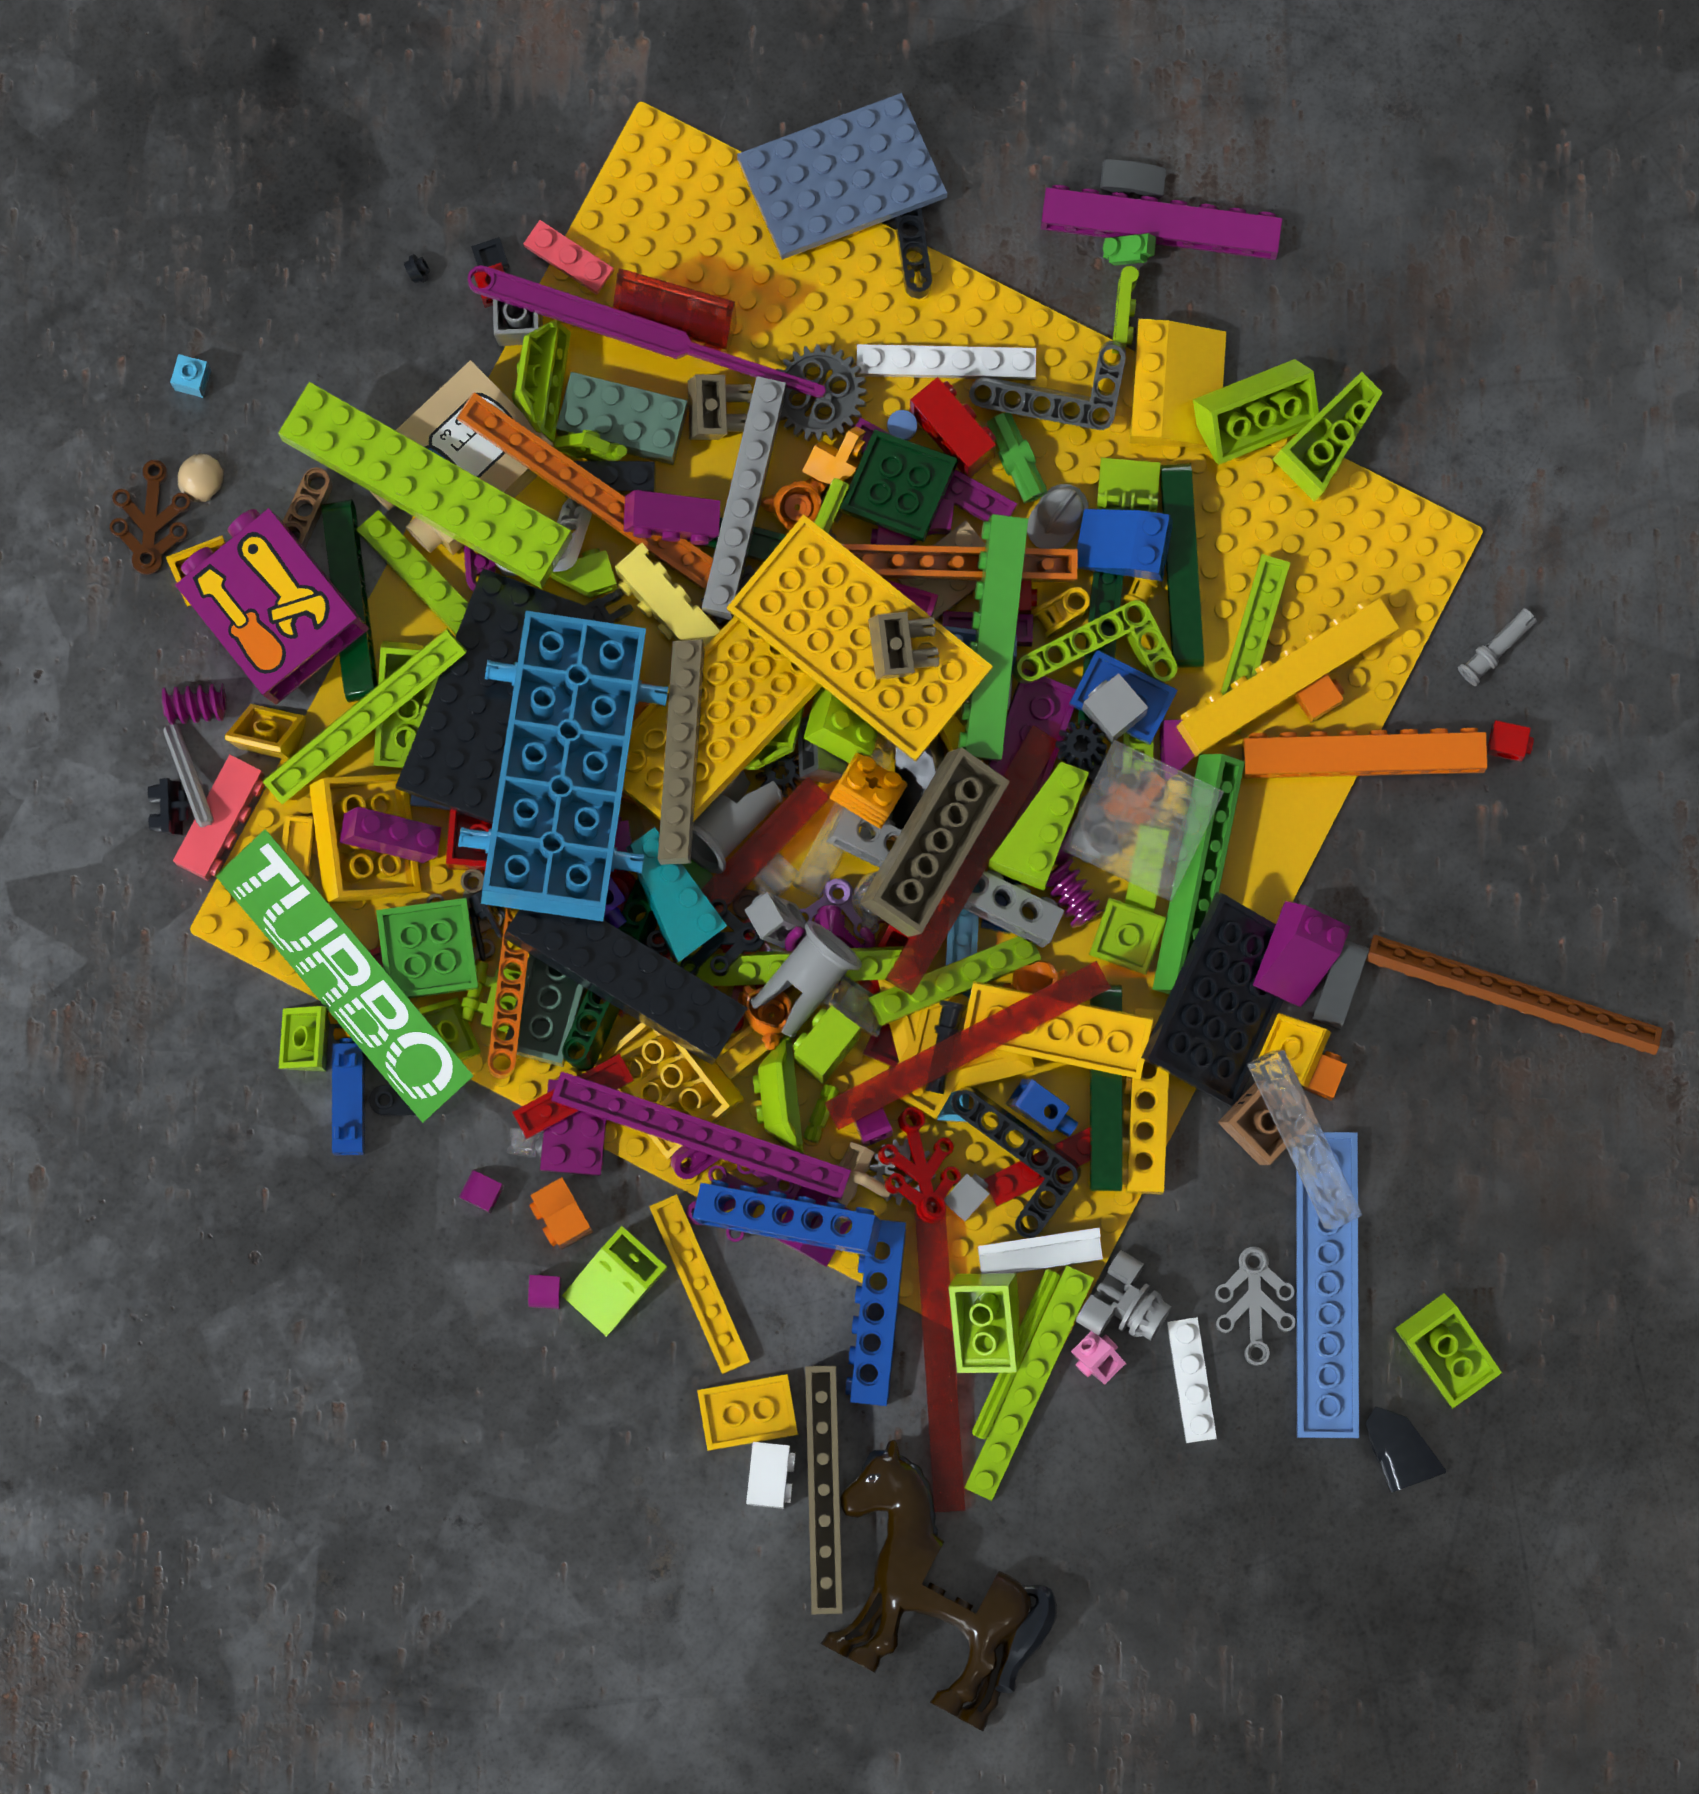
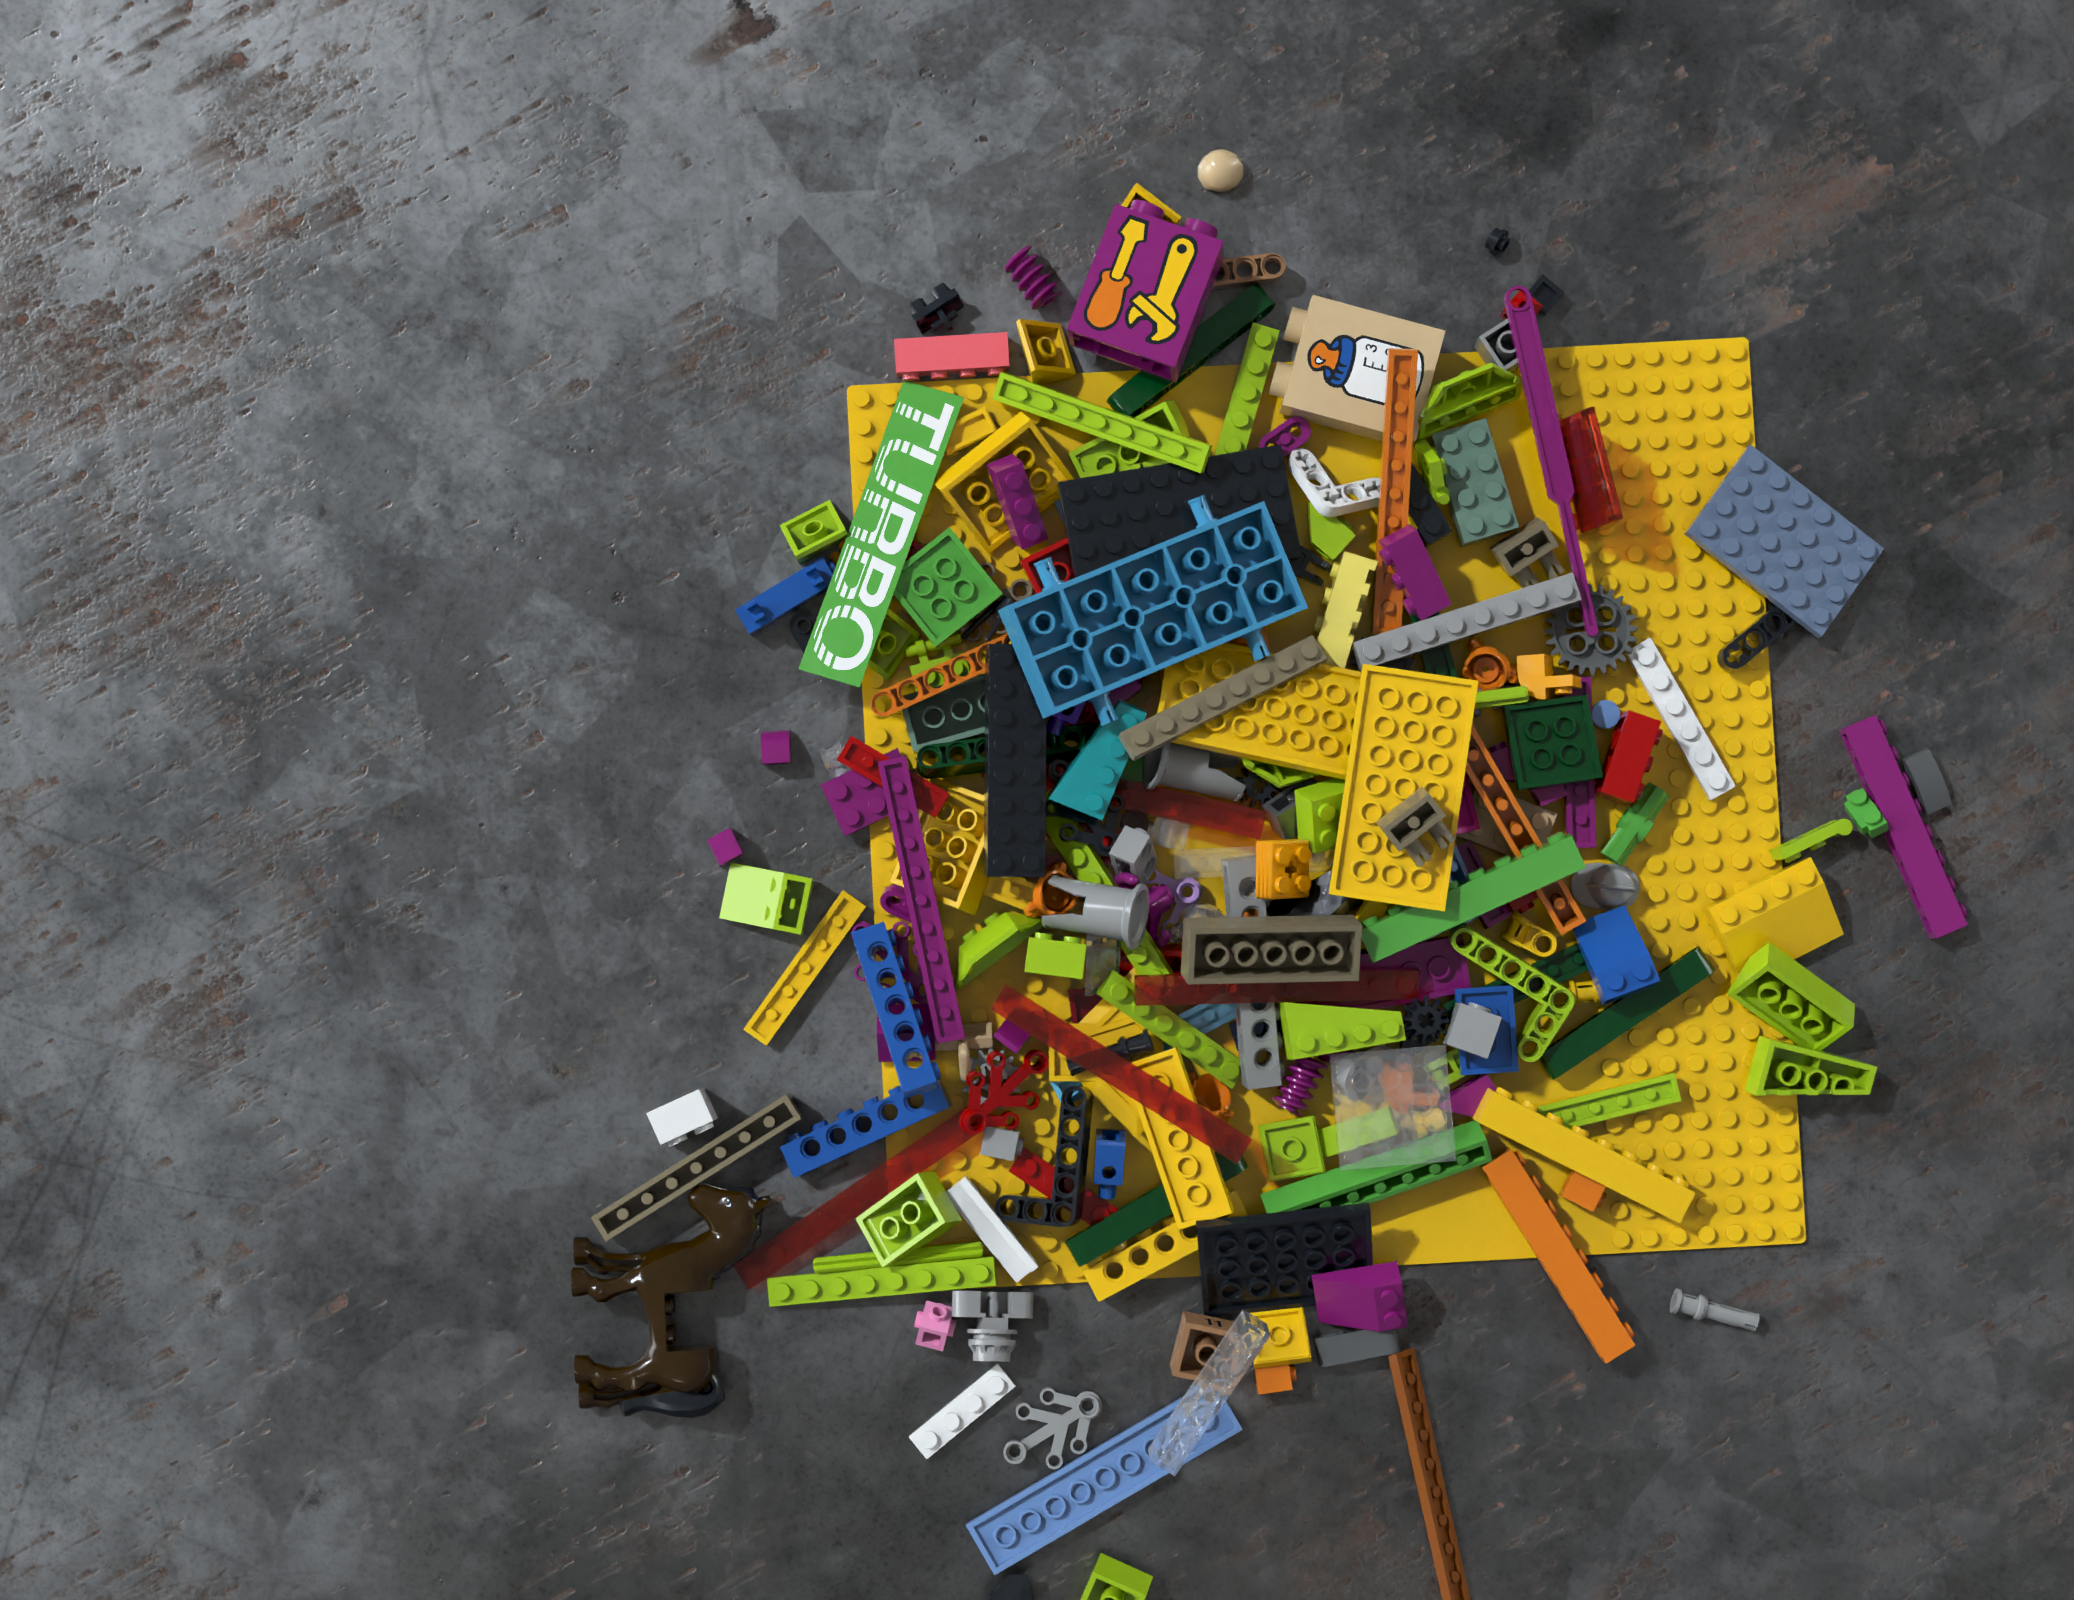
camera: 60 degrees right, 5 degrees up
(150, 522) = (1160, 152): reddish brown plant -> none
(188, 775) = (970, 309): light grey axle -> none
(190, 376) = (1298, 112): medium azure brick -> none
(425, 485) = (1318, 356): lime brick -> none
(561, 1214) = (795, 823): orange brick -> none
(568, 257) = (1581, 358): coral plate -> none
(747, 1412) = (724, 1067): yellow plate -> none
(820, 1114) = (997, 984): lime axle -> none
(1059, 398) = (1704, 829): dark grey beam -> none
(1128, 485) = (1665, 930): lime hinge -> none
(1509, 741) = (1640, 1367): red brick -> none

